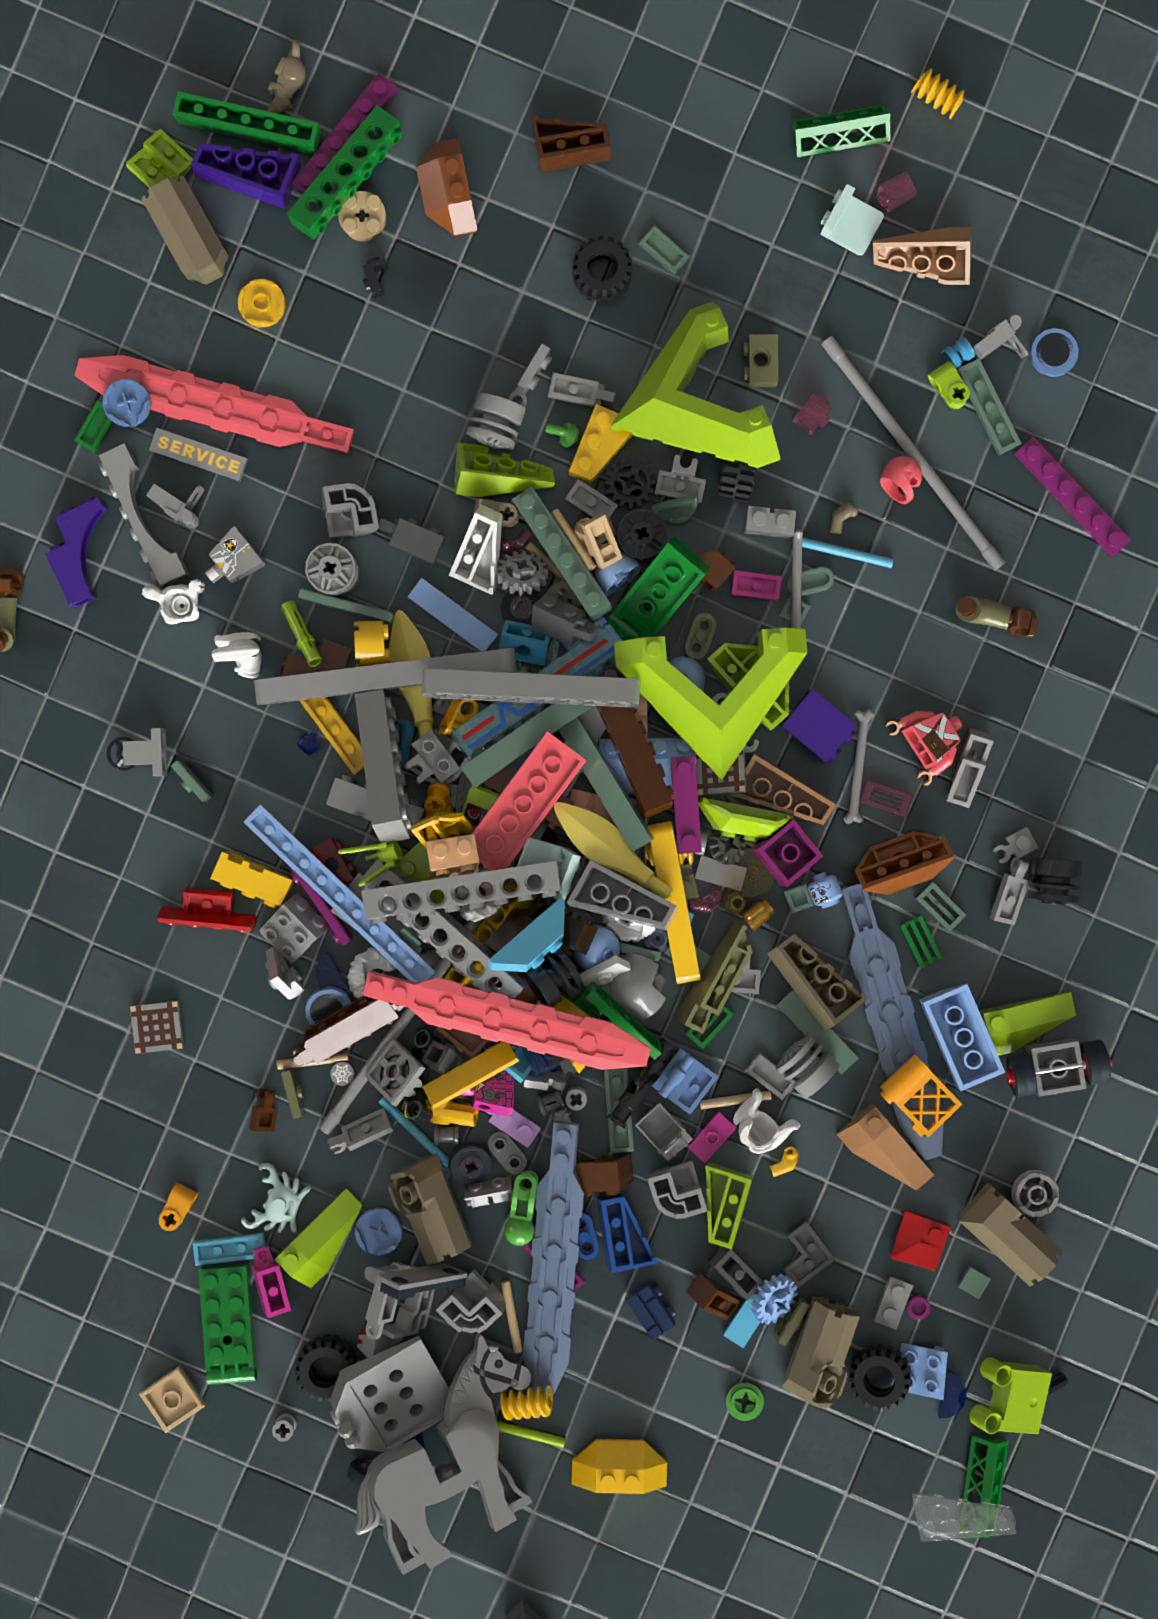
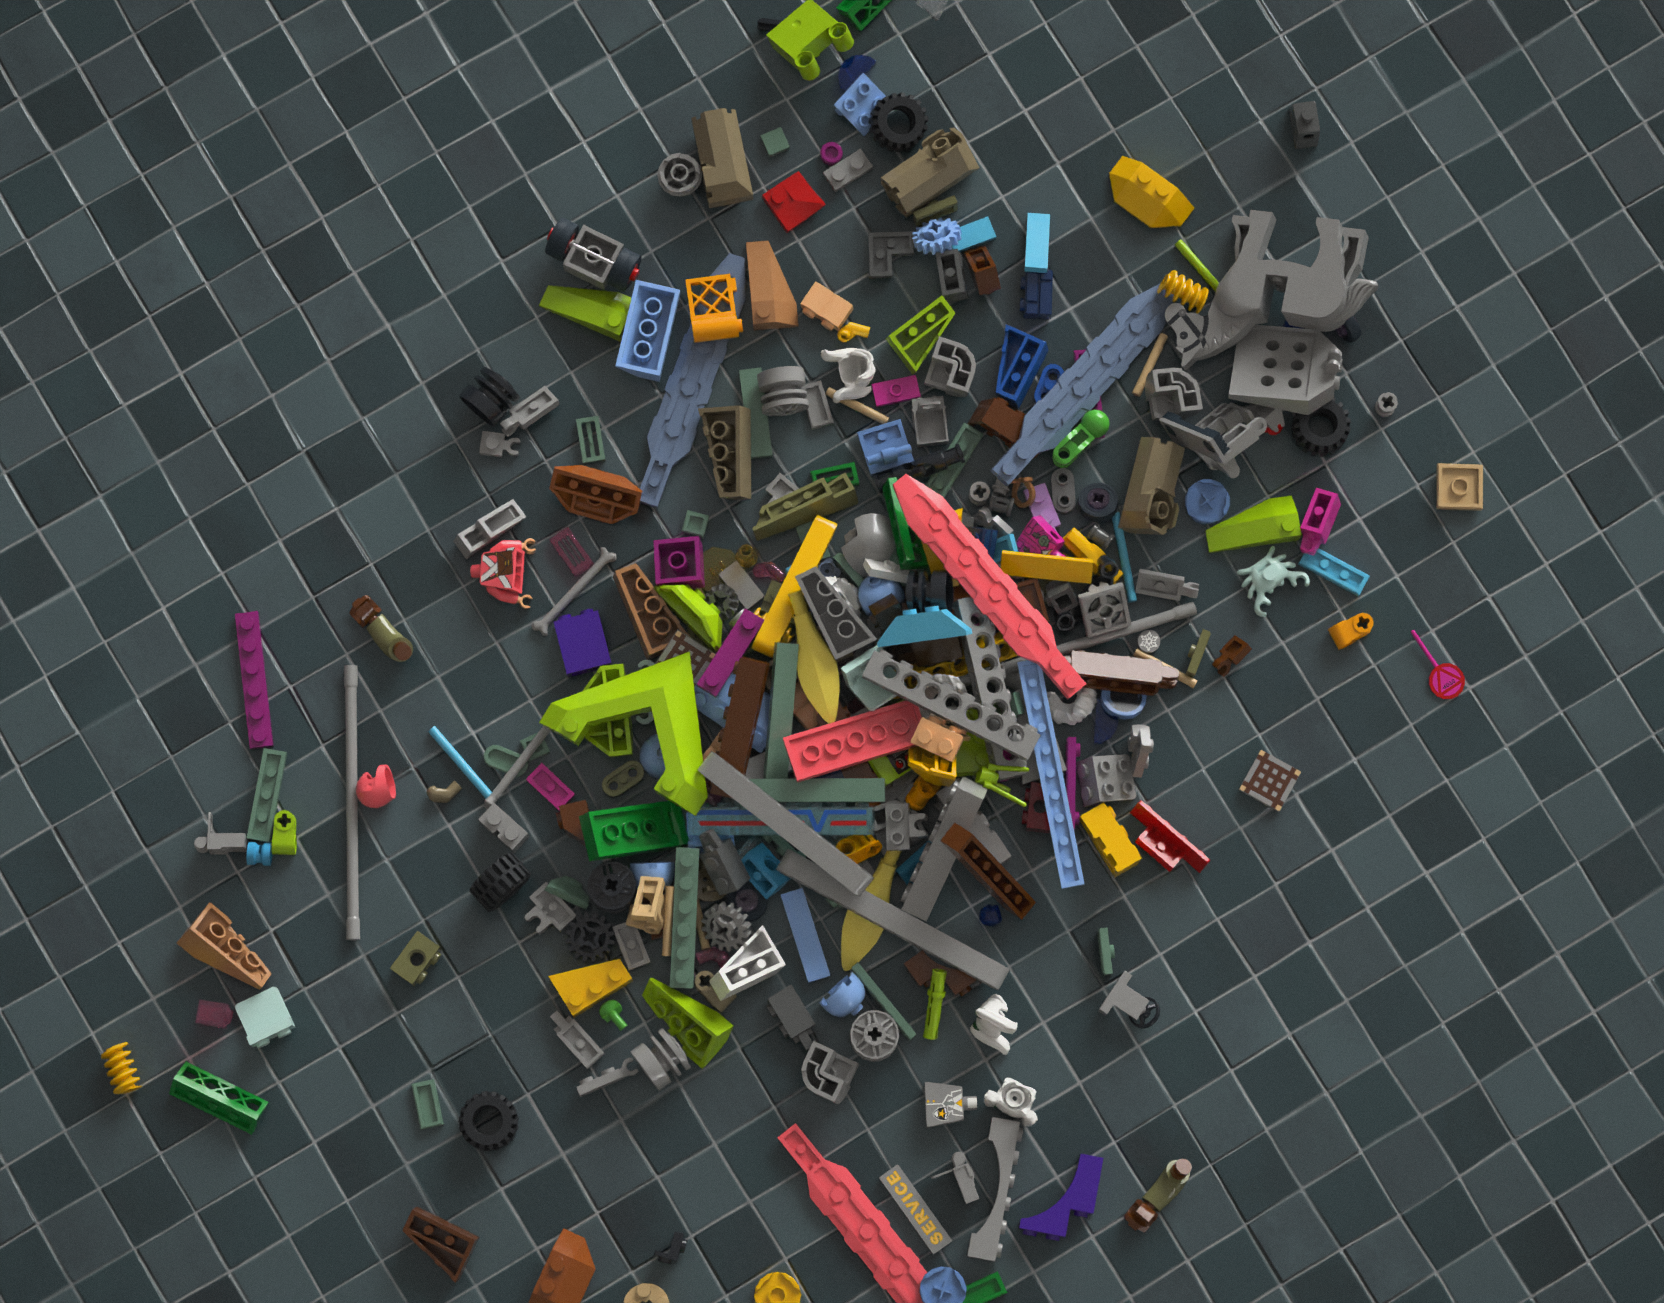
camera: 145 degrees left, 10 degrees down
(70, 1220) = (1445, 679): none -> piece
(228, 1311) = (1369, 521): green hinge -> none
(330, 771) = (988, 871): none -> reddish brown brick
(336, 732) = (962, 905): yellow tile -> none
(370, 643) = (886, 955): yellow brick -> none
(380, 585) = (845, 997): none -> light blue cylinder
(498, 1188) = (1089, 467): light grey hinge -> none
(542, 1137) = (1032, 494): none -> medium nougat piece
(667, 414) = (528, 967): lime wedge -> none
(683, 1355) = (1037, 242): none -> medium azure tile
(751, 1409) = (1015, 166): bright green gear -> none
(757, 914) = (736, 533): pearl gold piece -> none
(813, 414) = (407, 887): clear pink brick -> none
(824, 1168) = (826, 306): none -> light nougat brick
(825, 890) = (670, 514): light blue head -> none
(937, 956) = (628, 405): green tile -> none
(1054, 352) = (183, 801): tile -> none

